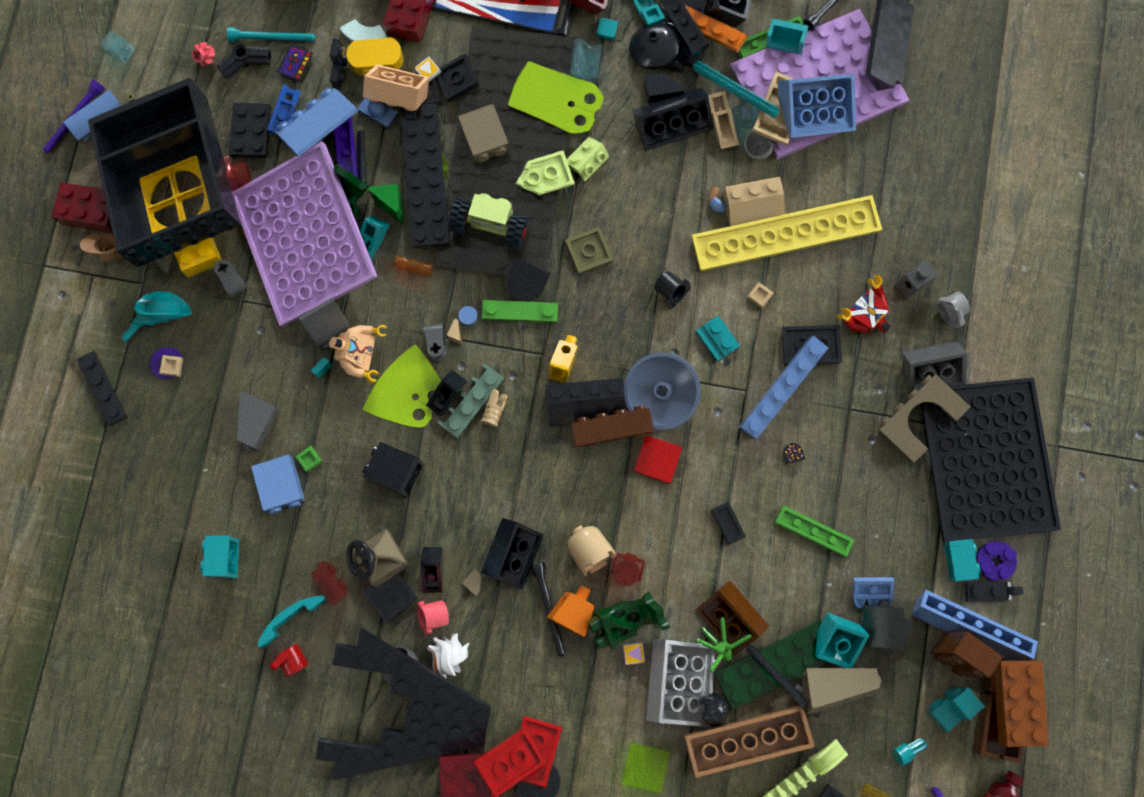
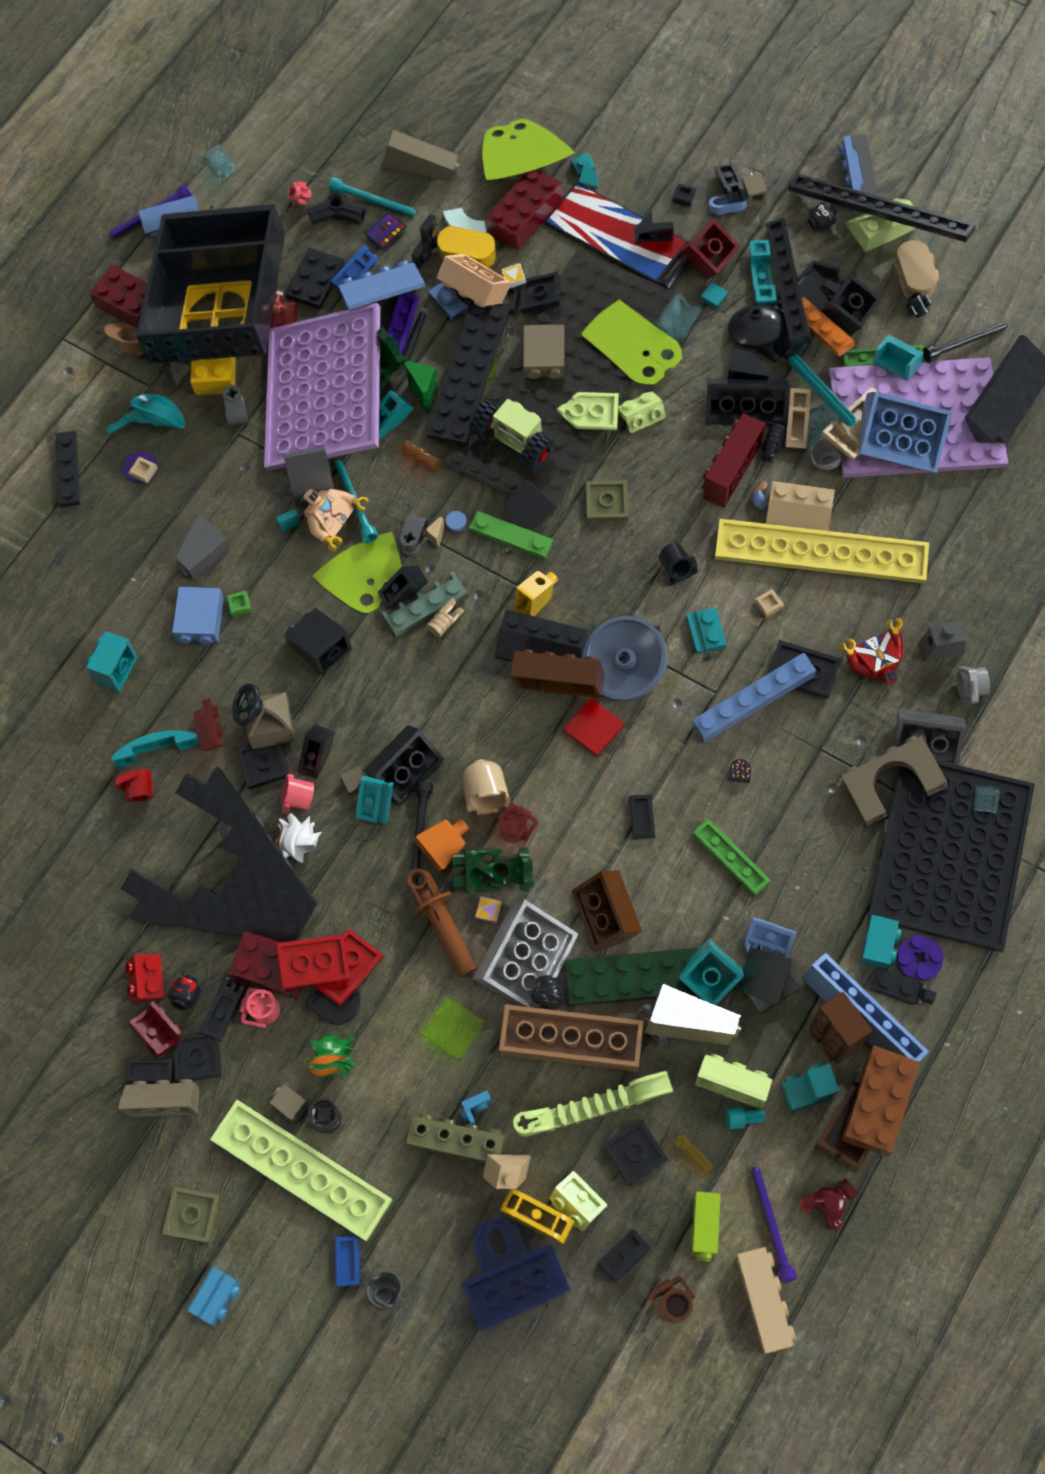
camera: 25 degrees right, 10 degrees down
(396, 354) = (367, 532): none -> teal piece
(501, 596) = (374, 800): none -> teal plate
(587, 669) = (433, 905): none -> dark orange piece
(683, 178) = (733, 460): none -> dark red brick
(709, 147) = (773, 441): none -> black hinge
(722, 648) = (583, 936): bright green plant -> none
(776, 676) = (628, 982): black bar -> none
(892, 724) = (734, 1081): none -> yellowish green slope
(1001, 405) = (986, 799): none -> clear light blue slope

